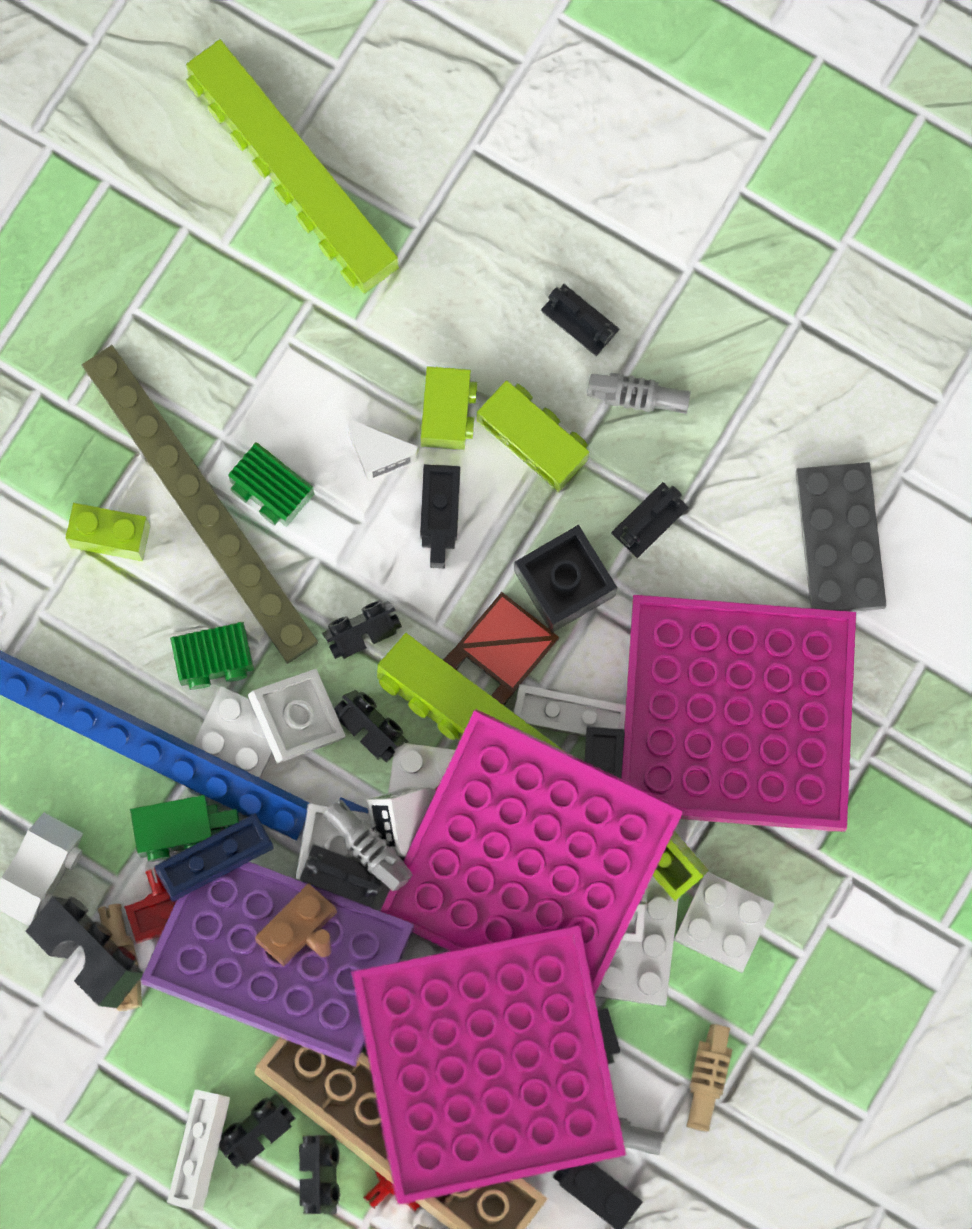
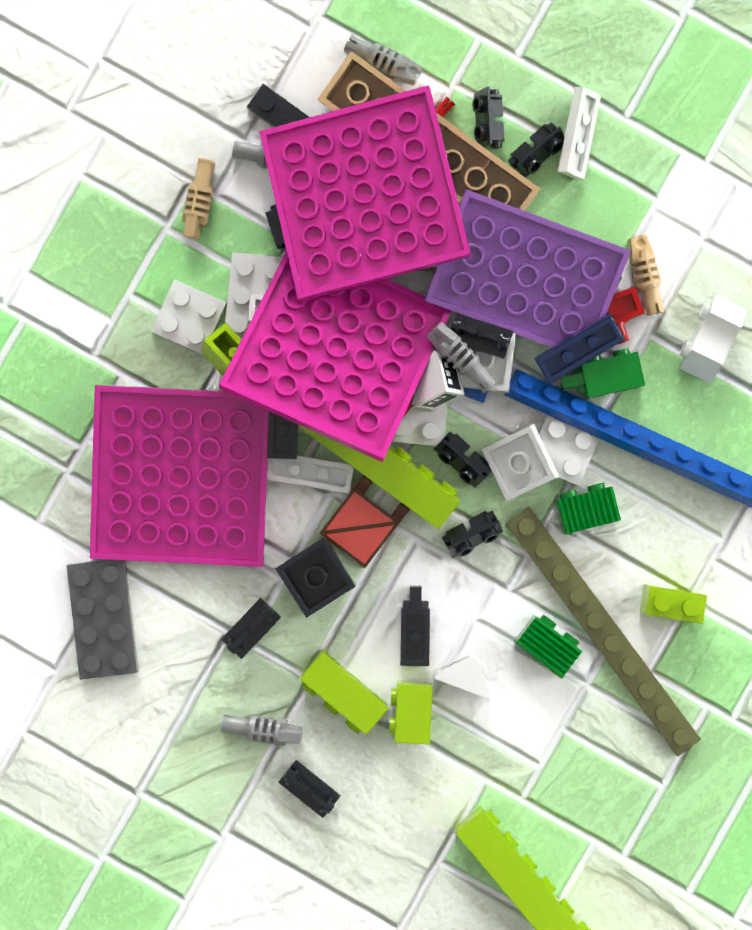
camera: 175 degrees left, 10 degrees up
(107, 970) = (655, 261): black arch -> none
(298, 925) = (512, 294): medium nougat plate -> none

